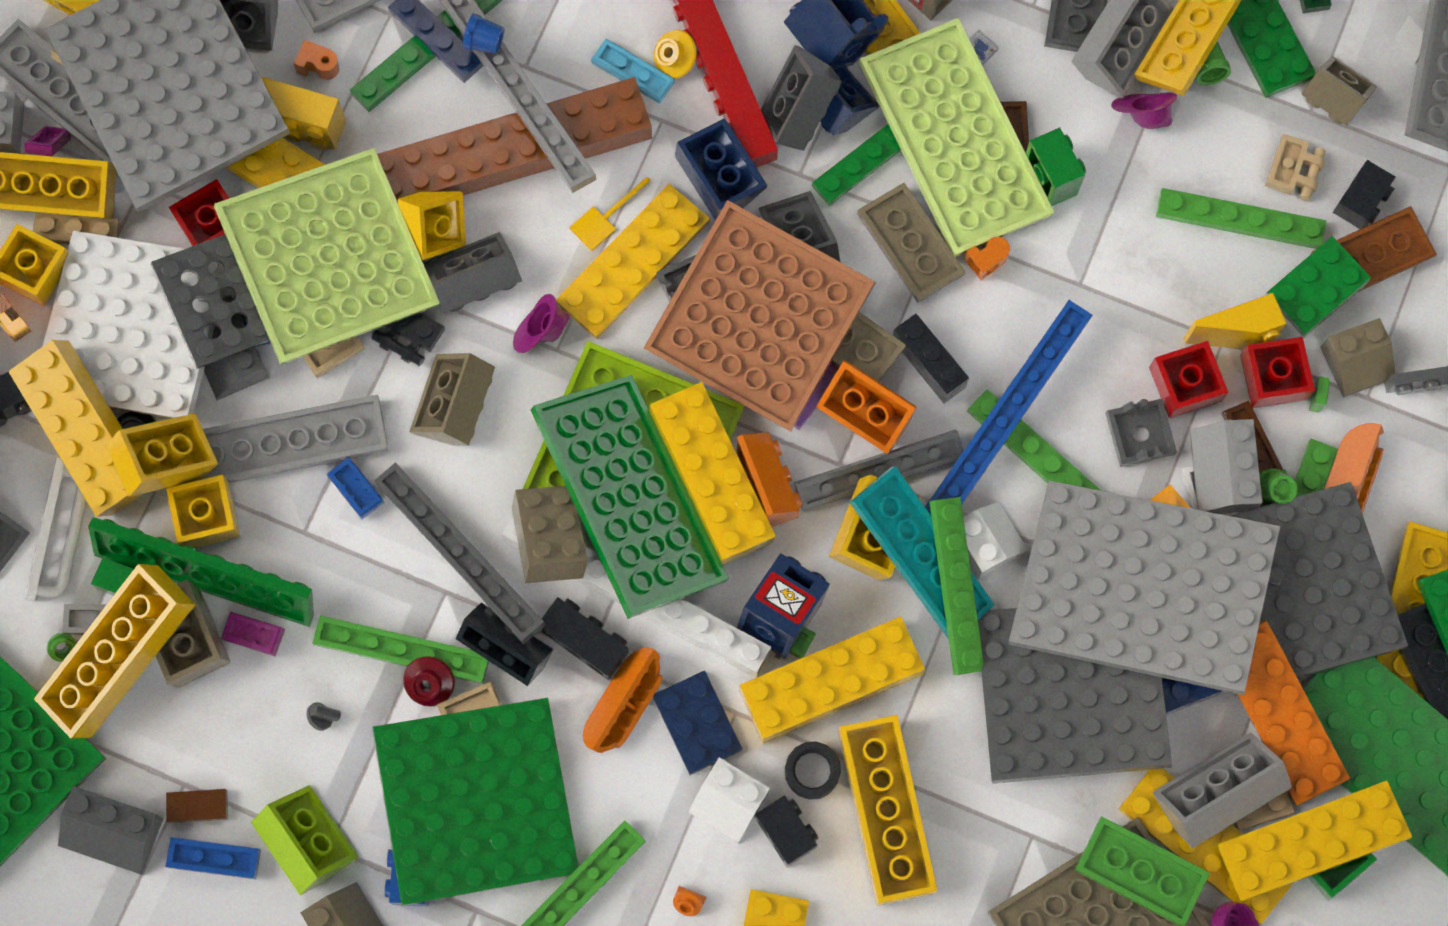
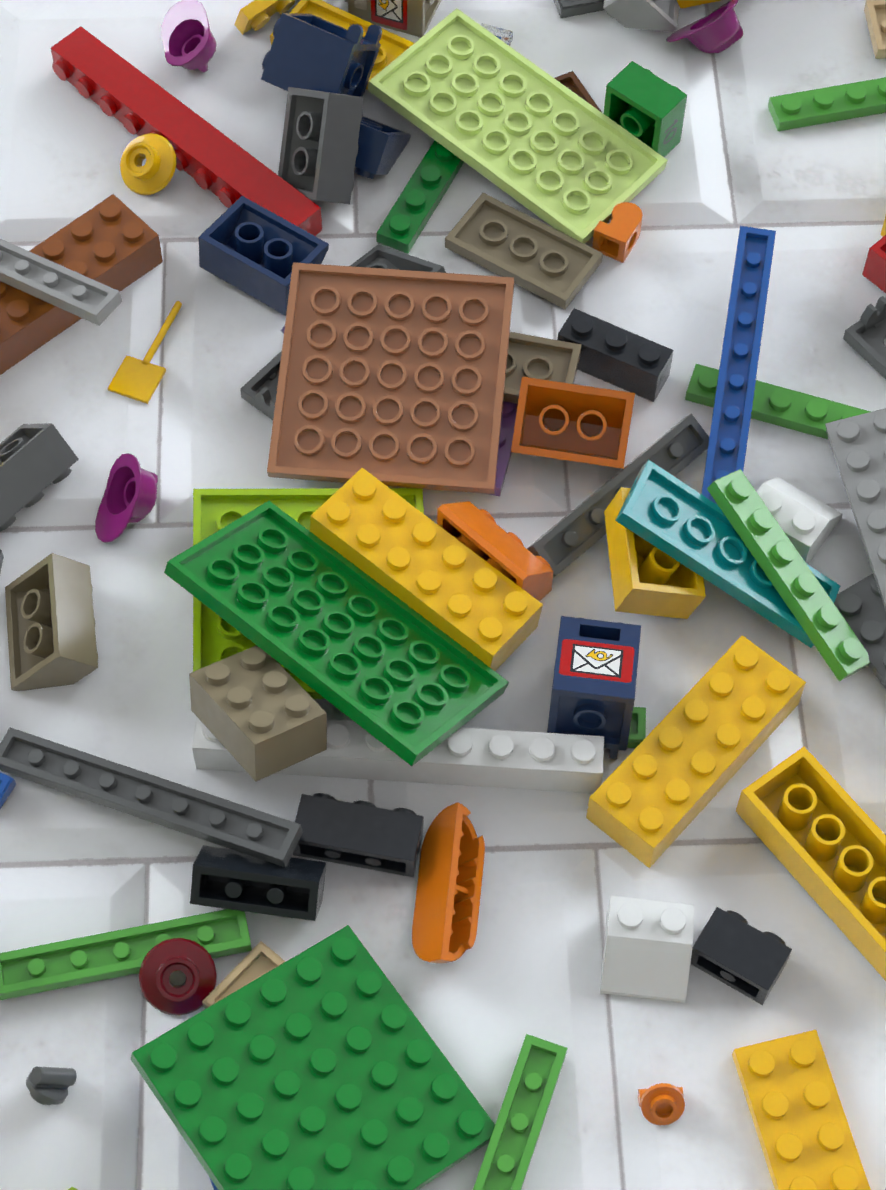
camera: 25 degrees left, 15 degrees down
(625, 65) = (78, 197): medium azure tile -> none
(632, 261) = (204, 393): yellow plate -> none
(697, 722) = (554, 877): dark blue plate -> none
(832, 759) = (739, 839): black tyre -> none

